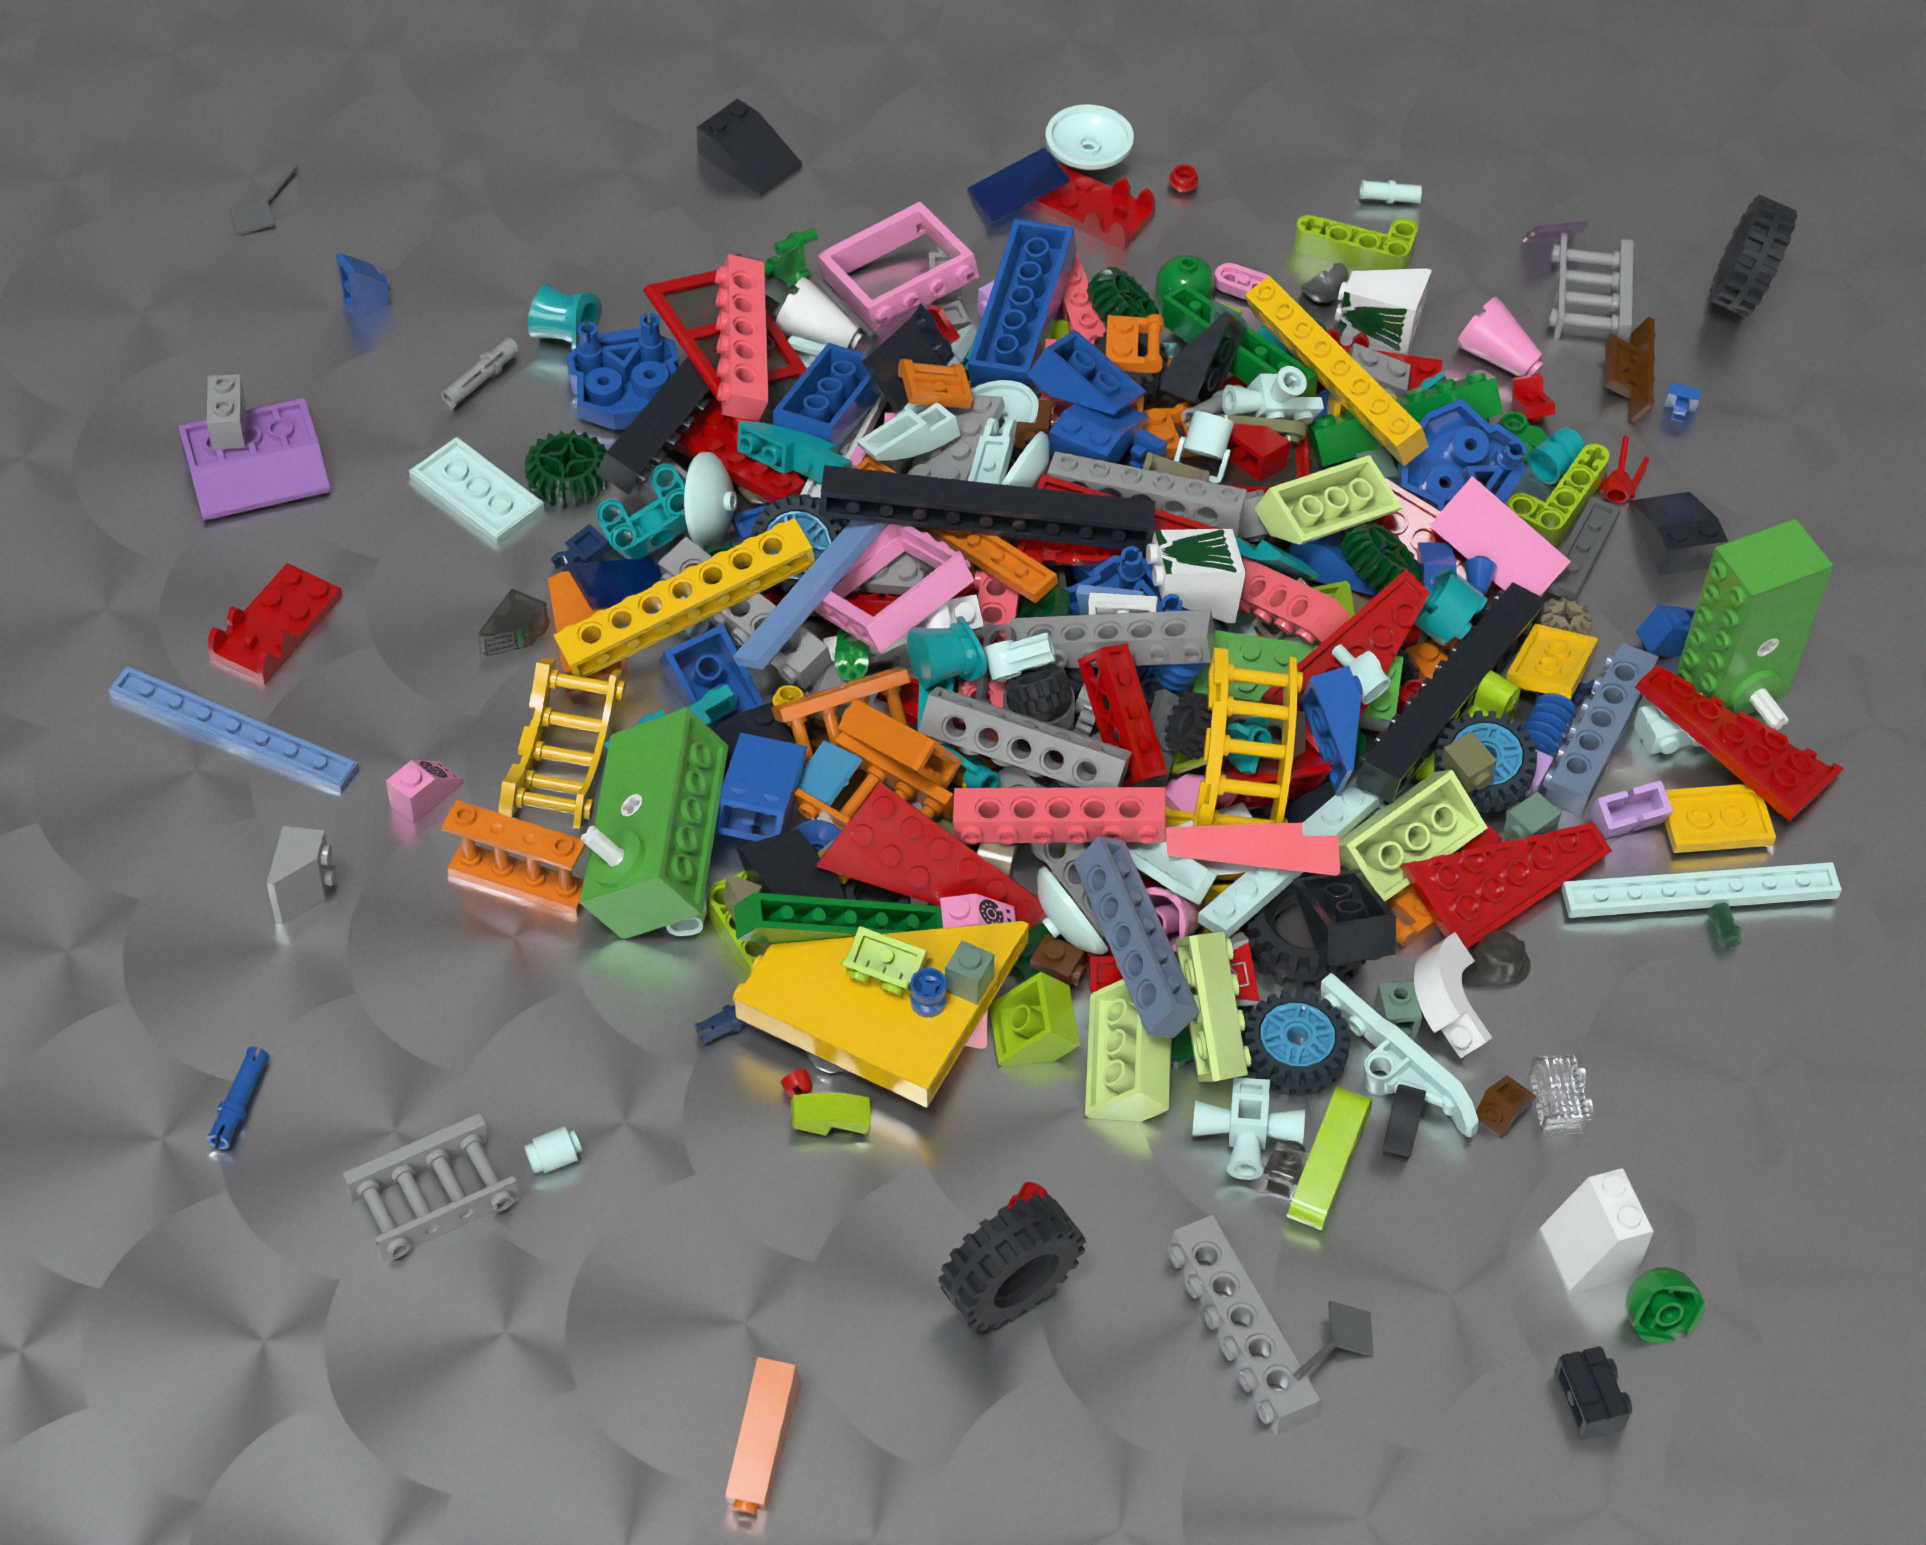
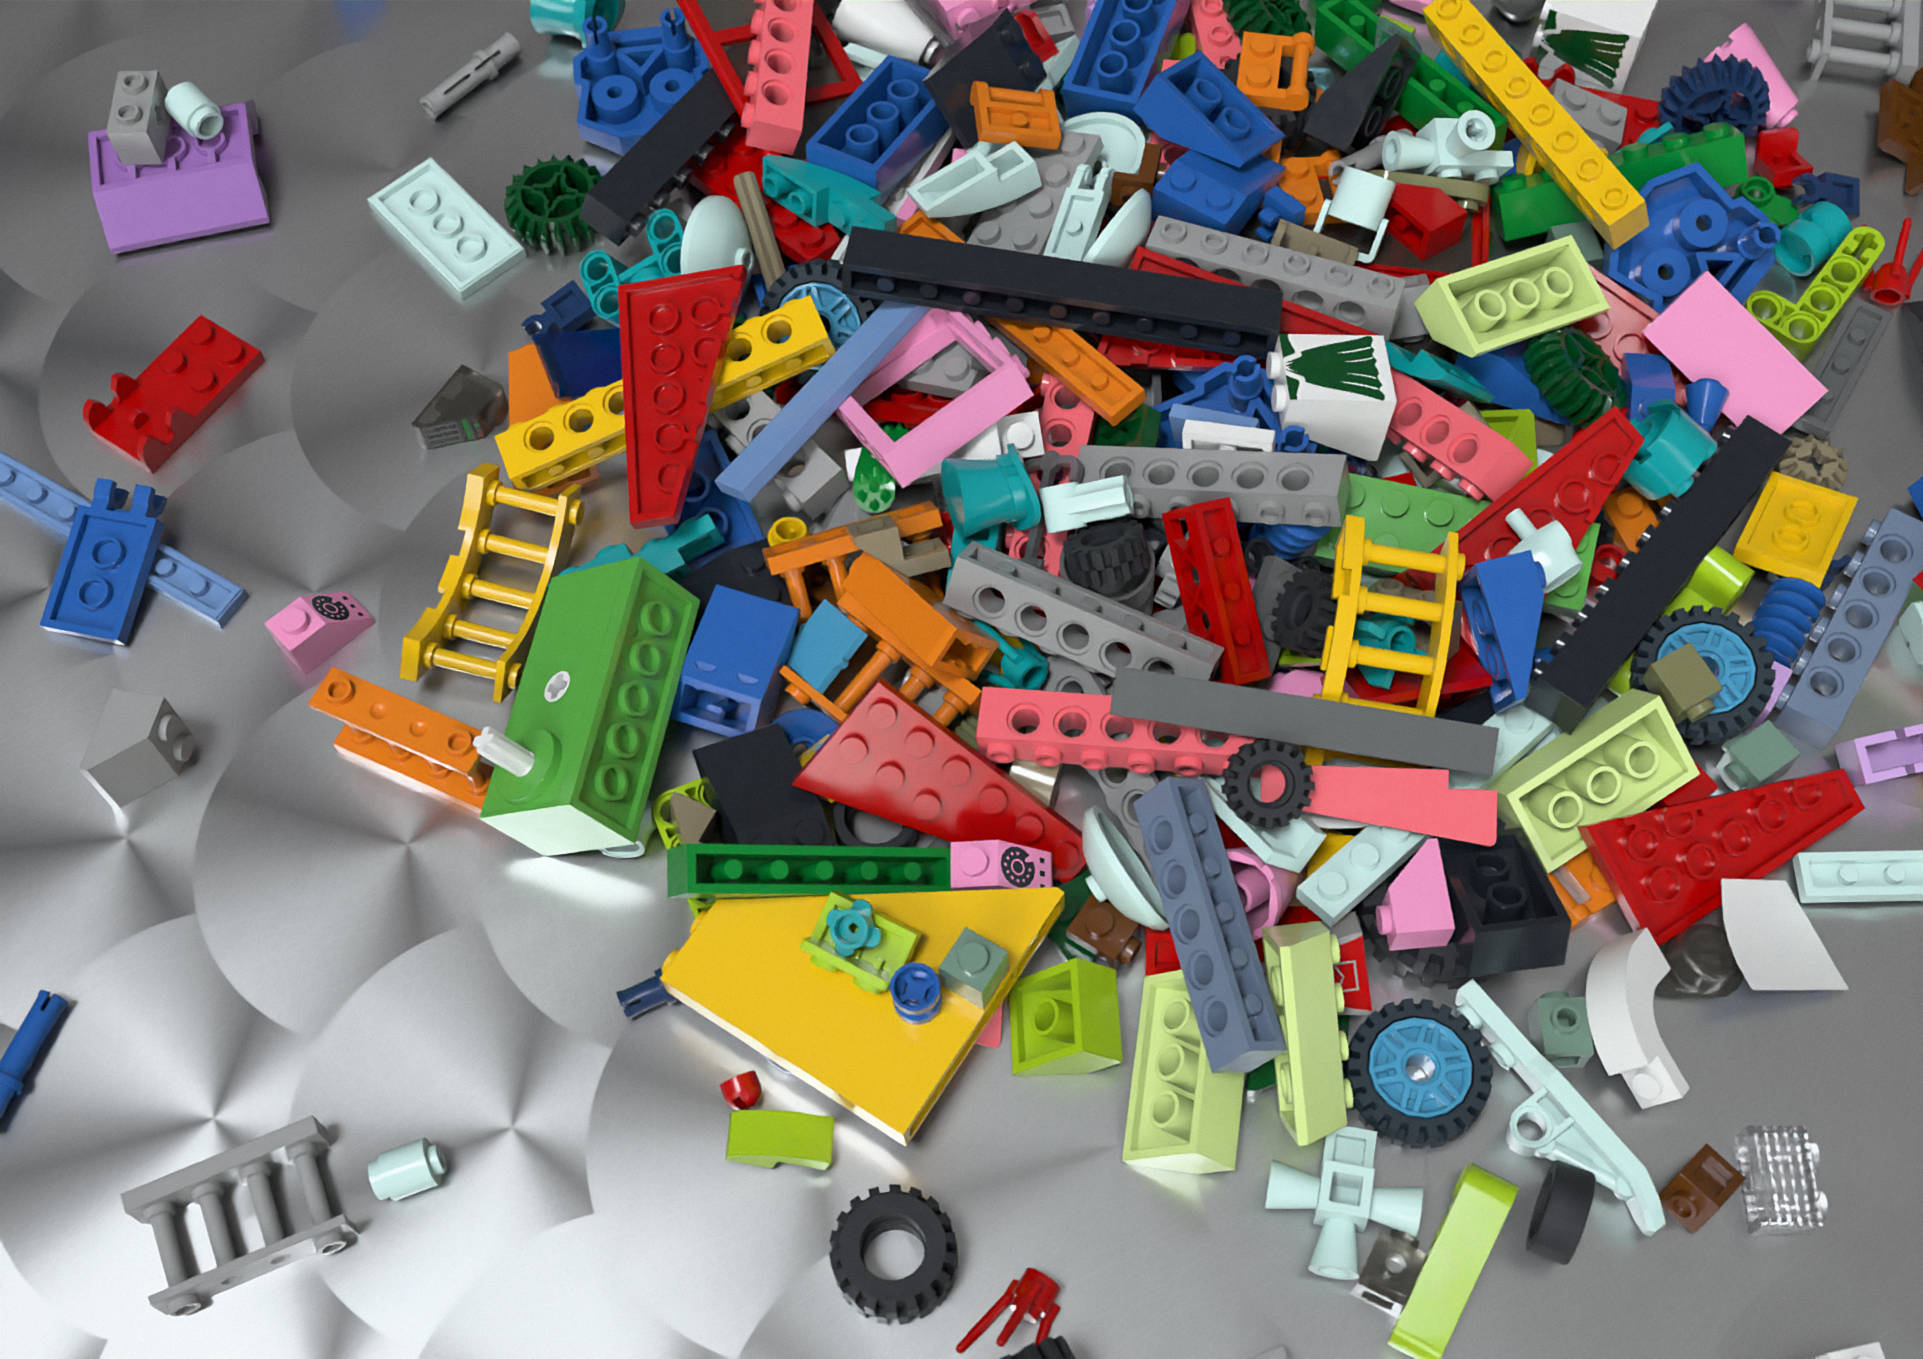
camera: 10 degrees right, 10 degrees up
(244, 749) = (105, 564): none -> blue tile
(268, 405) = (194, 110): none -> light aqua brick
(692, 575) = (671, 363): none -> red wing
(740, 478) = (759, 227): none -> dark tan axle
(869, 944) = (844, 938): none -> teal plate
(870, 691) = (882, 540): none -> dark tan slope
(920, 1204) = (884, 1213): none -> black tyre
(1186, 822) = (1296, 788): none -> black tyre
(1193, 793) = (1304, 721): none -> dark grey tile
(1287, 921) = (1417, 904): none -> bright pink slope
(1469, 352) = (1708, 96): none -> dark blue gear
(1549, 937) = (1775, 938): none -> white sticker
(1575, 418) = (1829, 187): none -> dark blue plate

